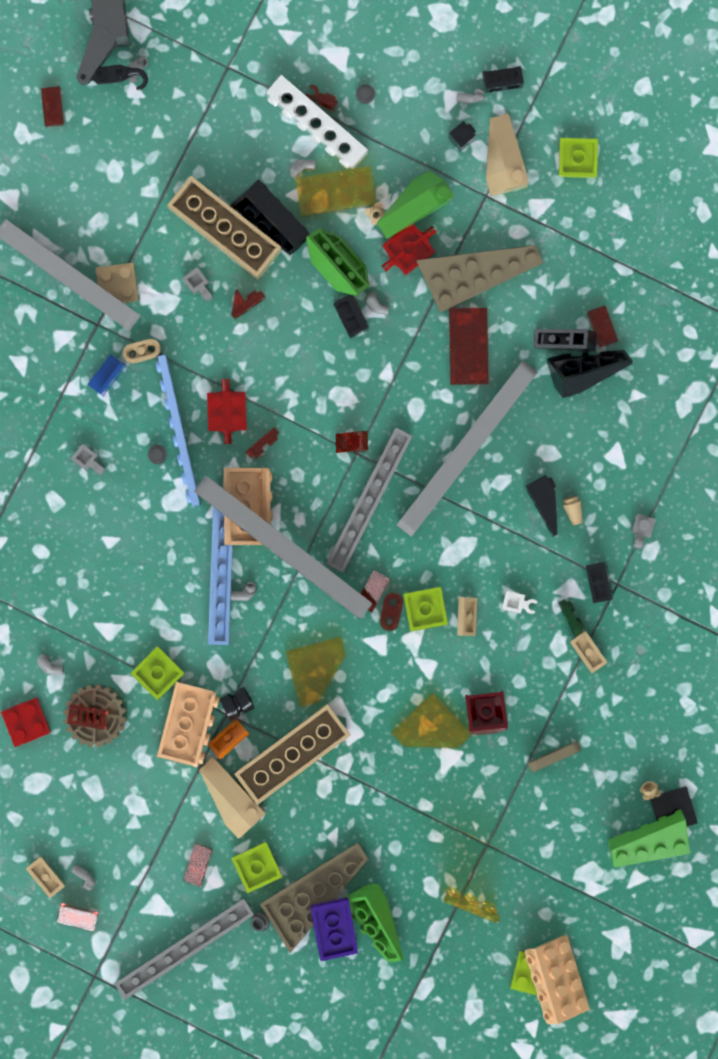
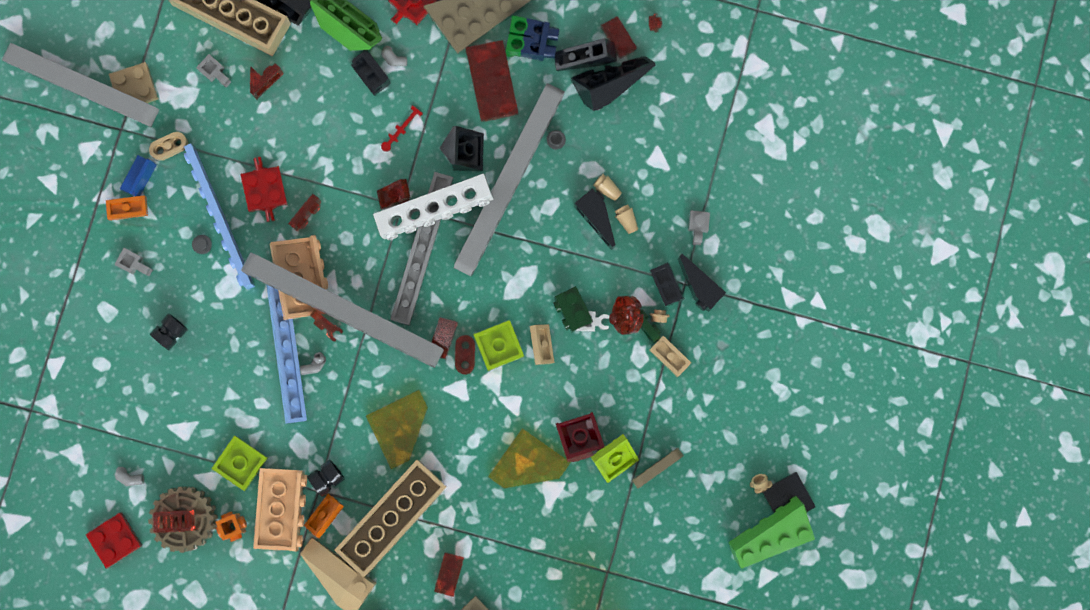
camera: 15 degrees left, 5 degrees down
(91, 404) = (126, 208): none -> orange plate
(117, 529) = (168, 331): none -> black wheel
(132, 732) = (224, 526): none -> orange brick
(260, 554) = (321, 322): none -> clear red plate
(336, 817) = (449, 574): none -> clear red plate
(340, 465) = (385, 218): none -> white brick
(352, 391) = (386, 146): none -> red piece
(428, 410) = (464, 149): none -> black slope
(503, 589) = (573, 309): none -> dark green bracket
(515, 739) = (615, 458): none -> lime plate
(520, 312) = (529, 39): none -> dark blue hips
(520, 417) = (556, 139): none -> dark grey plate
(545, 605) = (624, 307): none -> clear red plate
(560, 474) = (607, 187): none -> tan cone
(585, 611) = (659, 316): none -> tan plate
(632, 591) = (702, 288): none -> black slope
(641, 319) = (655, 22): none -> clear red plate

